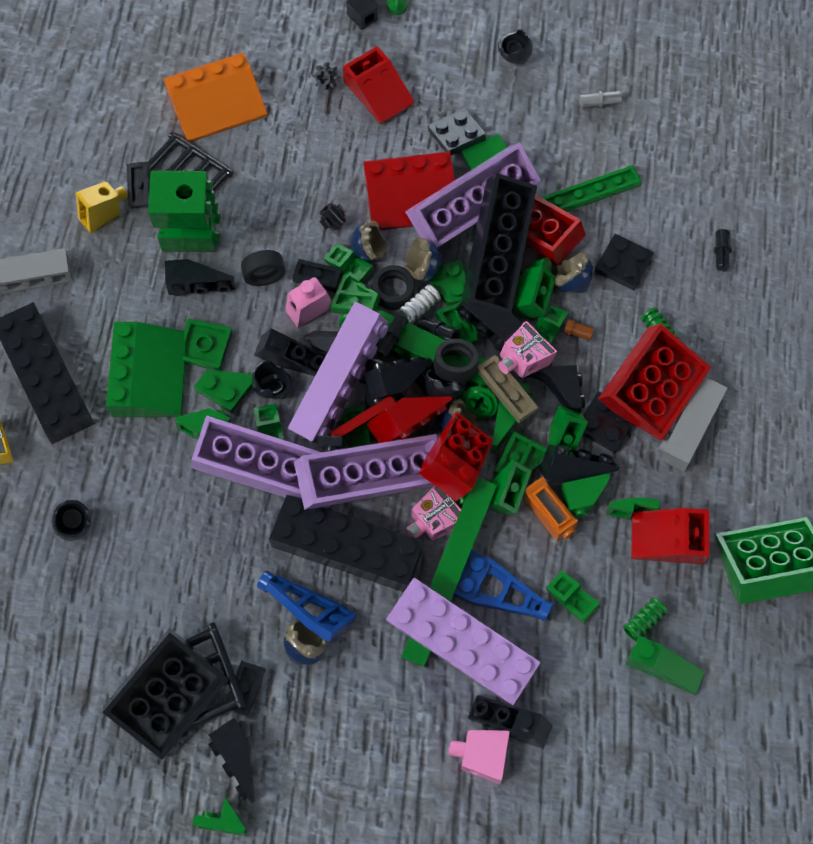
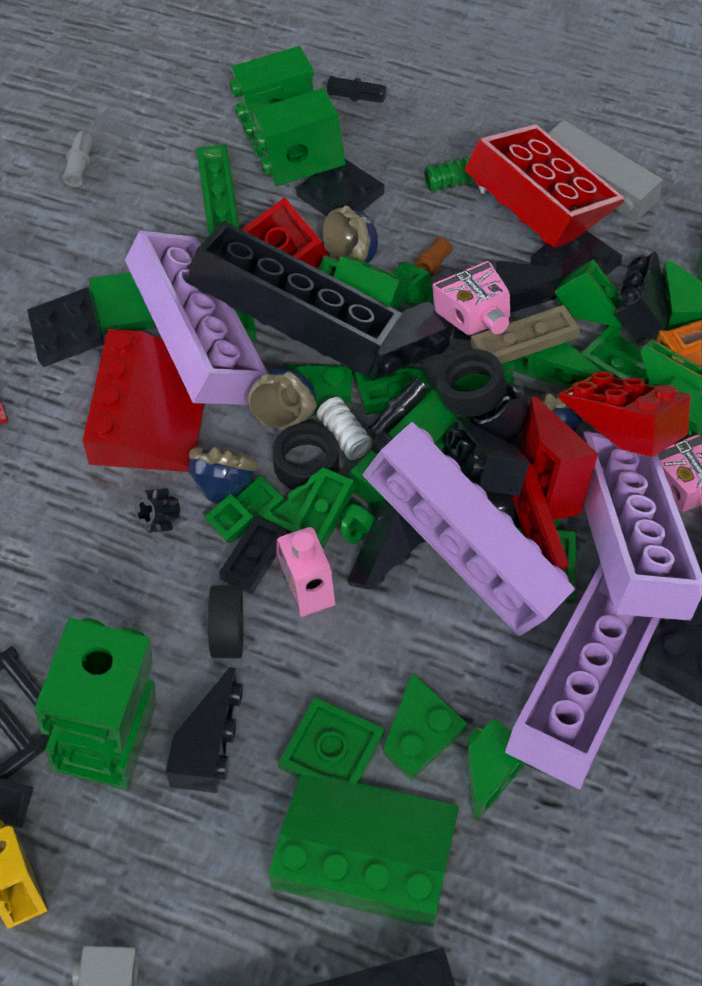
camera: 75 degrees left, 10 degrees down
(268, 421) = (504, 674): green slope -> none
(270, 380) = (435, 649): black hair -> none
(288, 353) = (386, 617): black slope -> none
(333, 443) = (584, 561): black plate -> none
(485, 409) = (528, 368): green gear -> none
(679, 196) = (285, 117): none -> green piece

